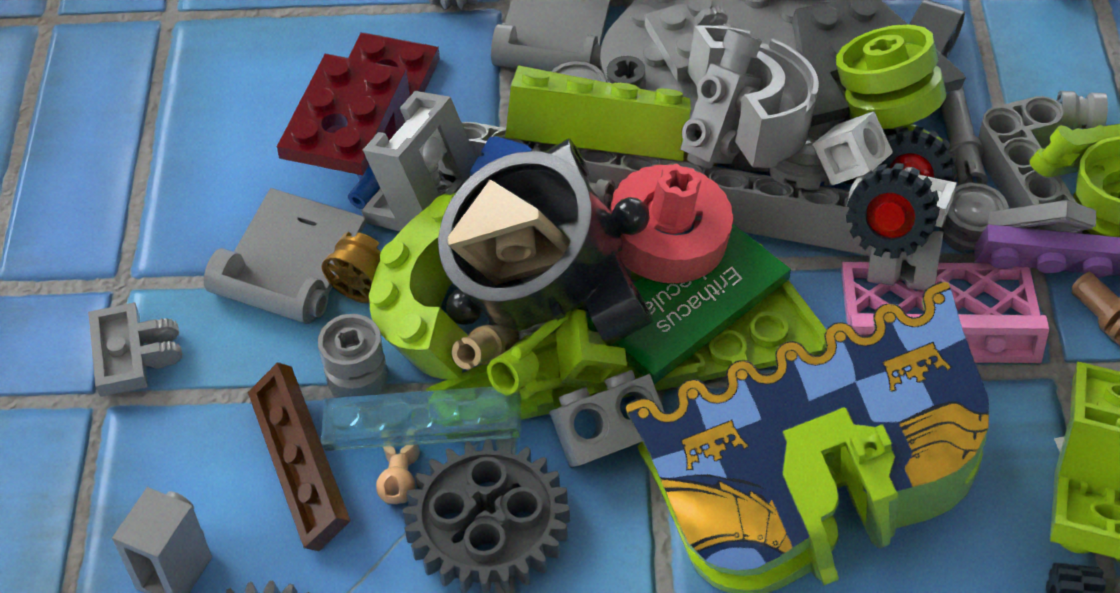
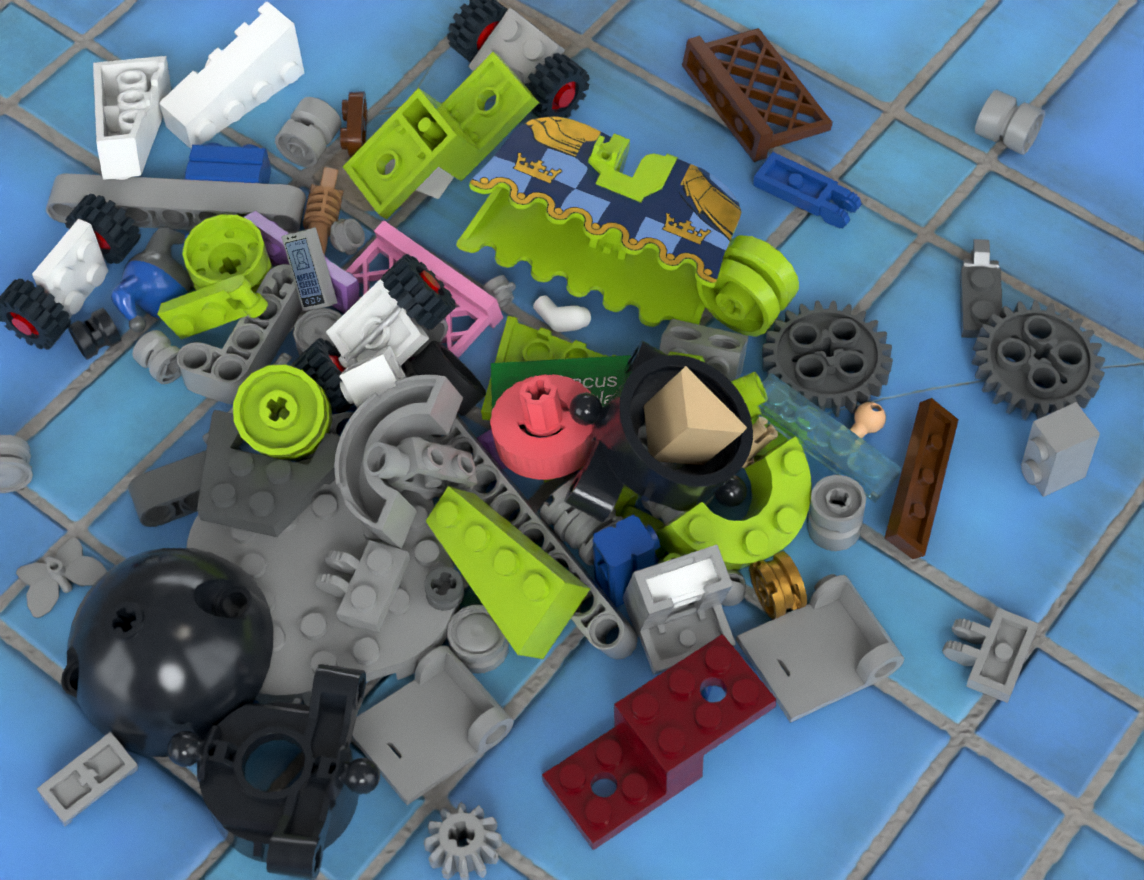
camera: 140 degrees left, 5 degrees up
(618, 508) = (750, 286): none -> lime wheel
(806, 265) = (438, 360): none -> black tyre
(1065, 319) = (347, 235): none -> light grey plate

